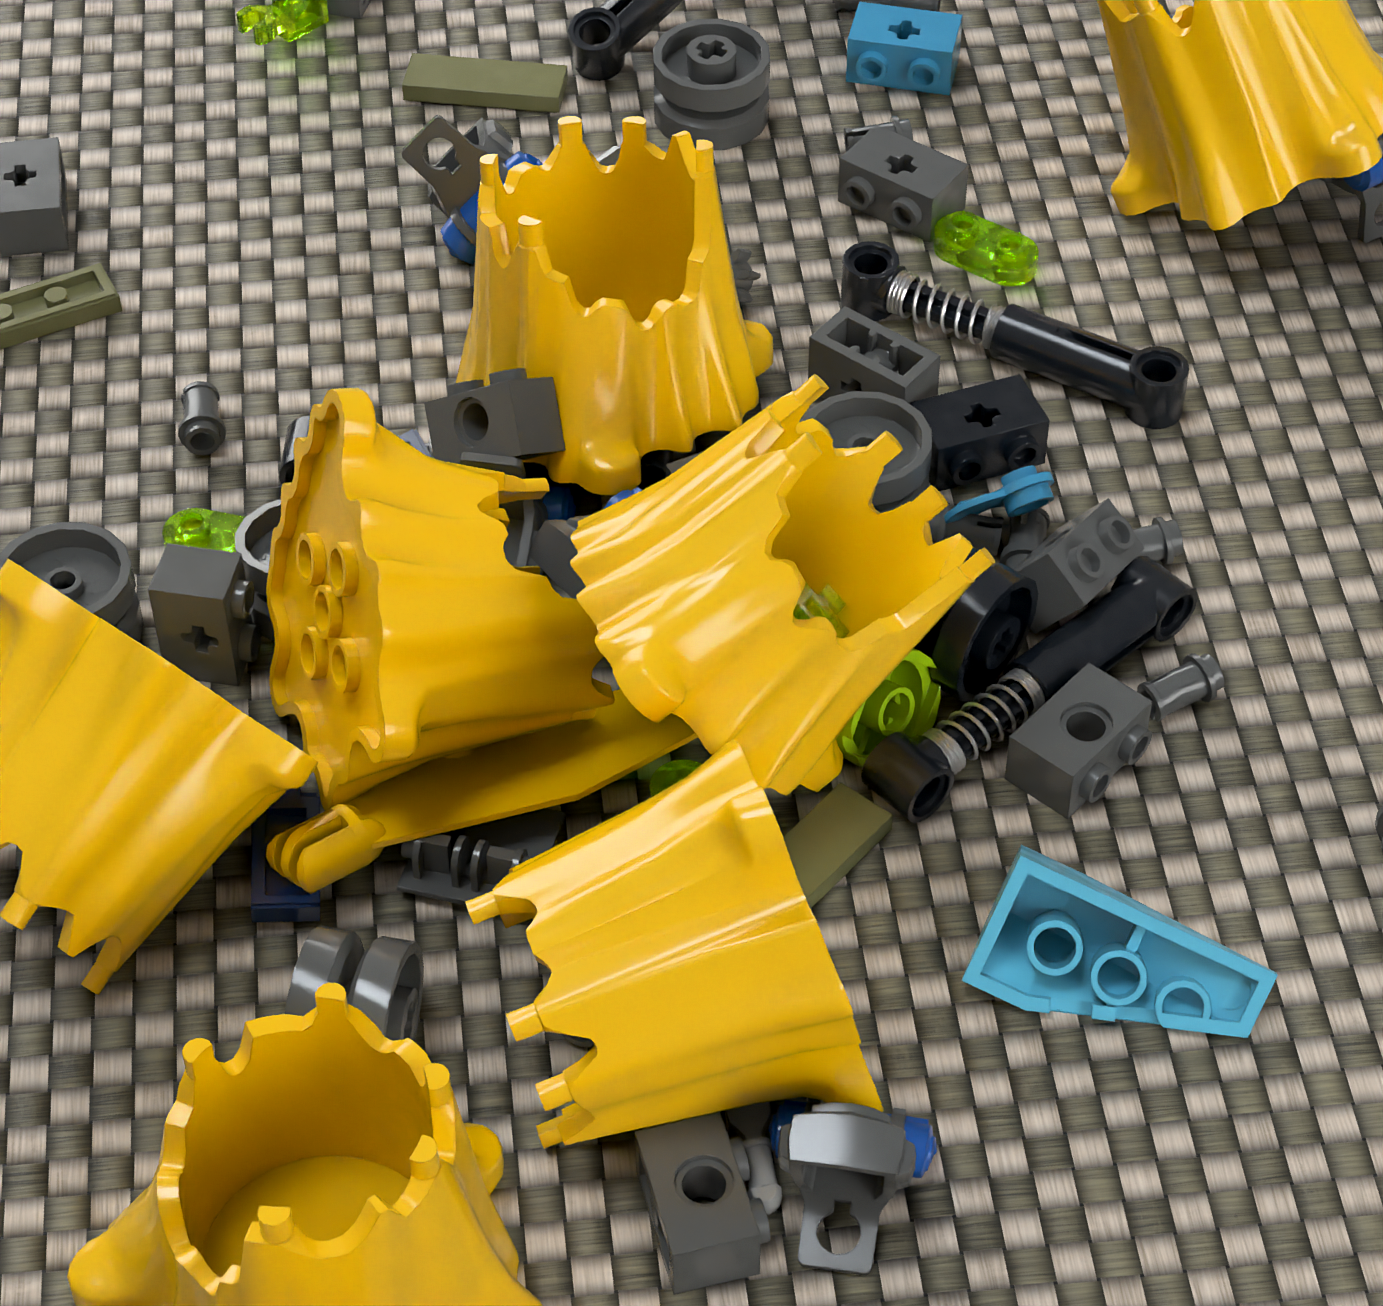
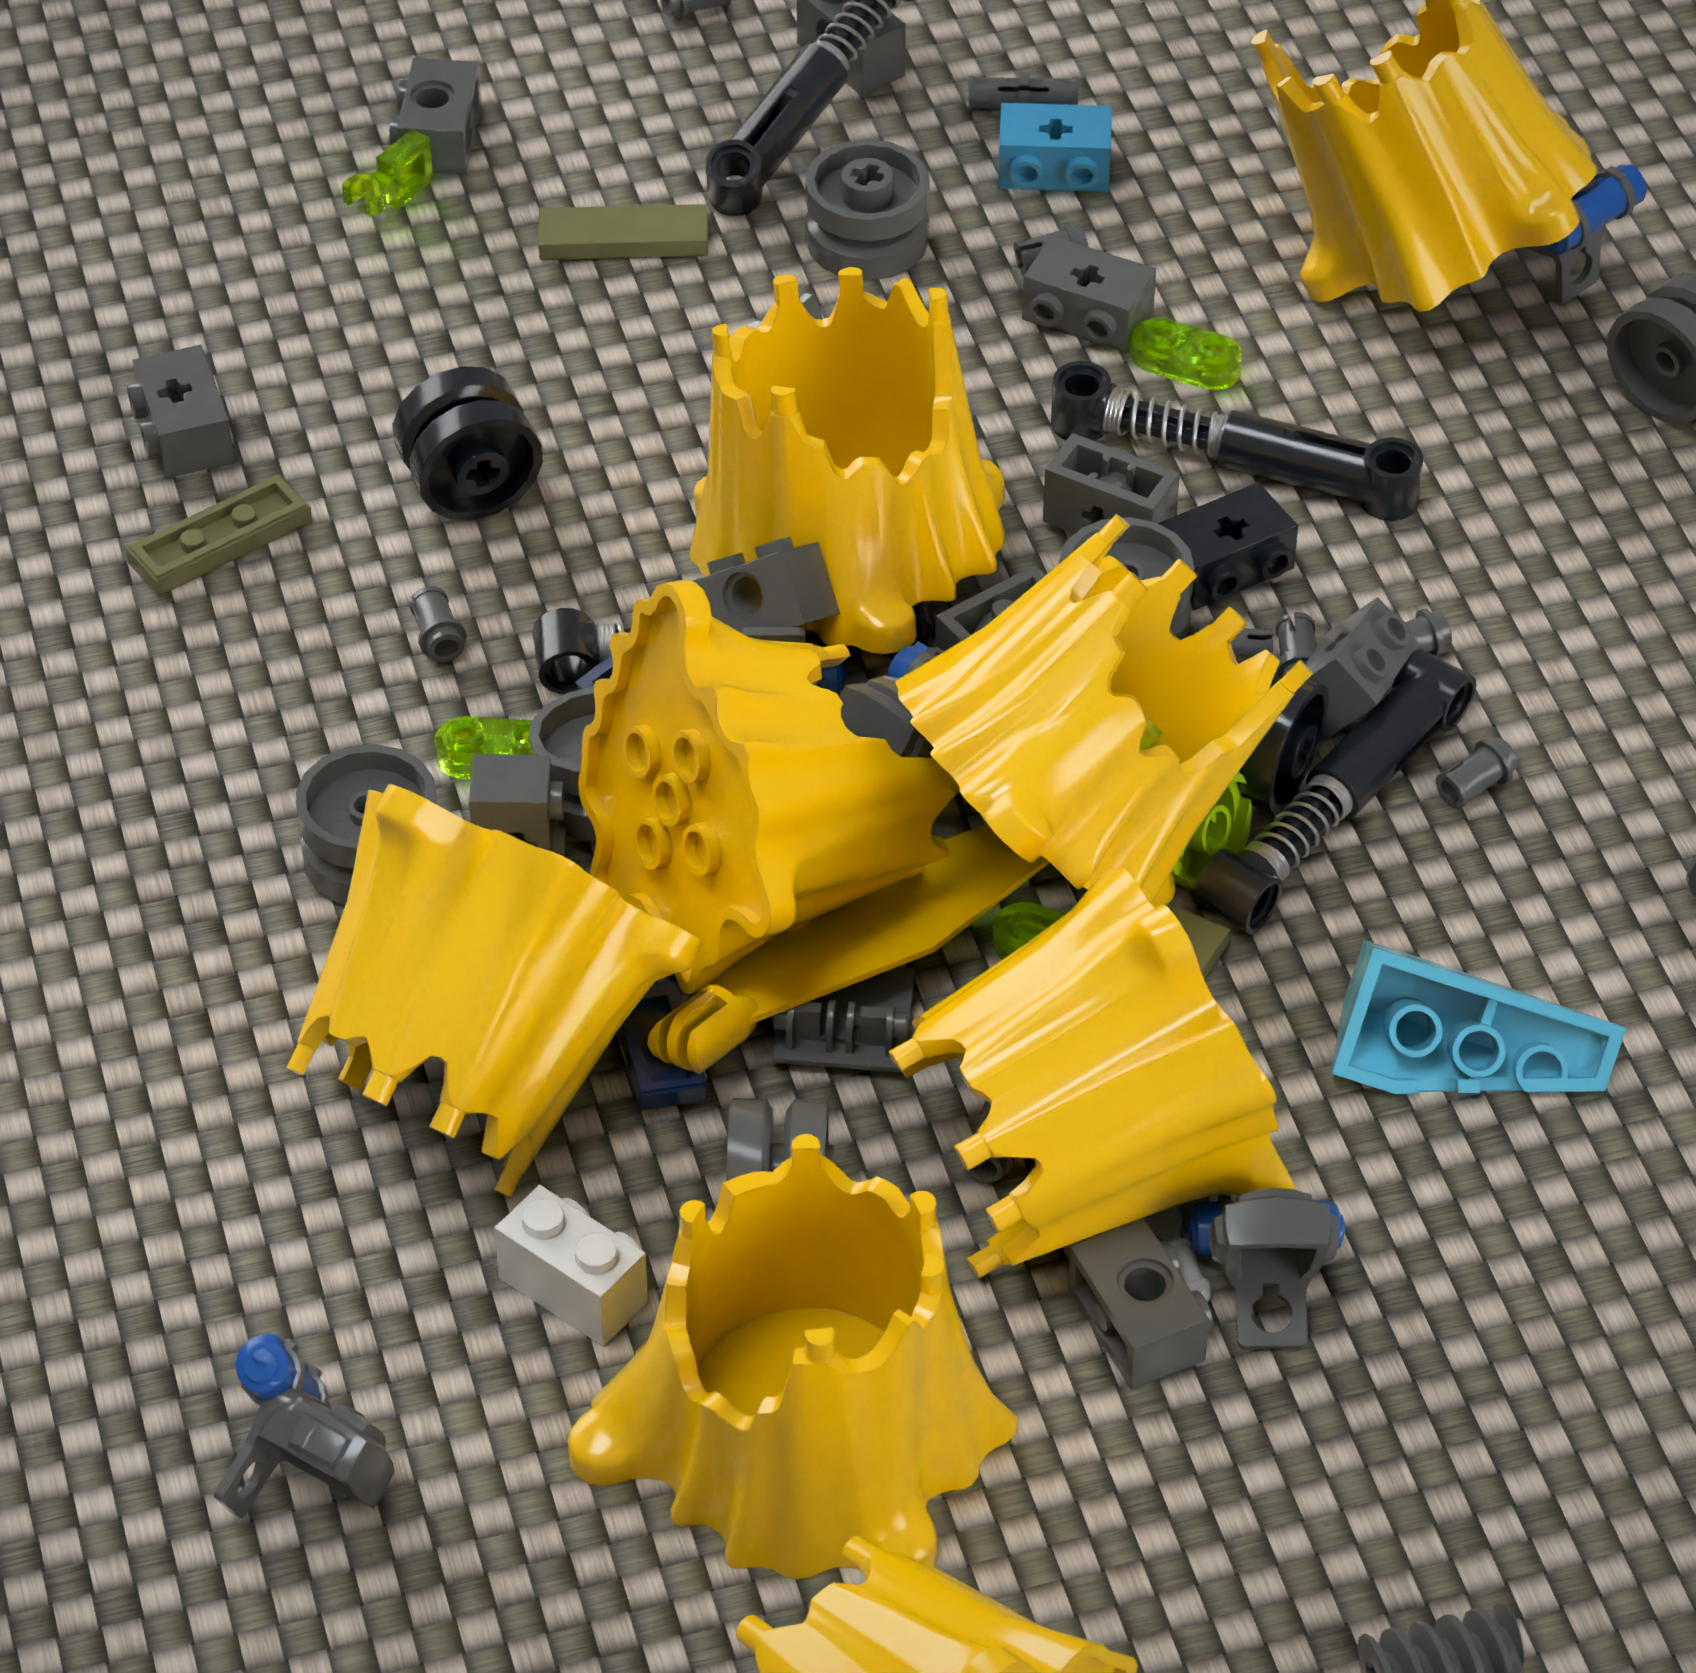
camera: 10 degrees left, 0 degrees up
(120, 1070) = (572, 1264): none -> white brick
(271, 252) = (467, 443): none -> black wheel
(457, 175) = (655, 345): dark grey piece -> none
(1021, 493) = (1288, 601): dark azure plate -> none
(1079, 741) = (1393, 836): dark grey brick -> none

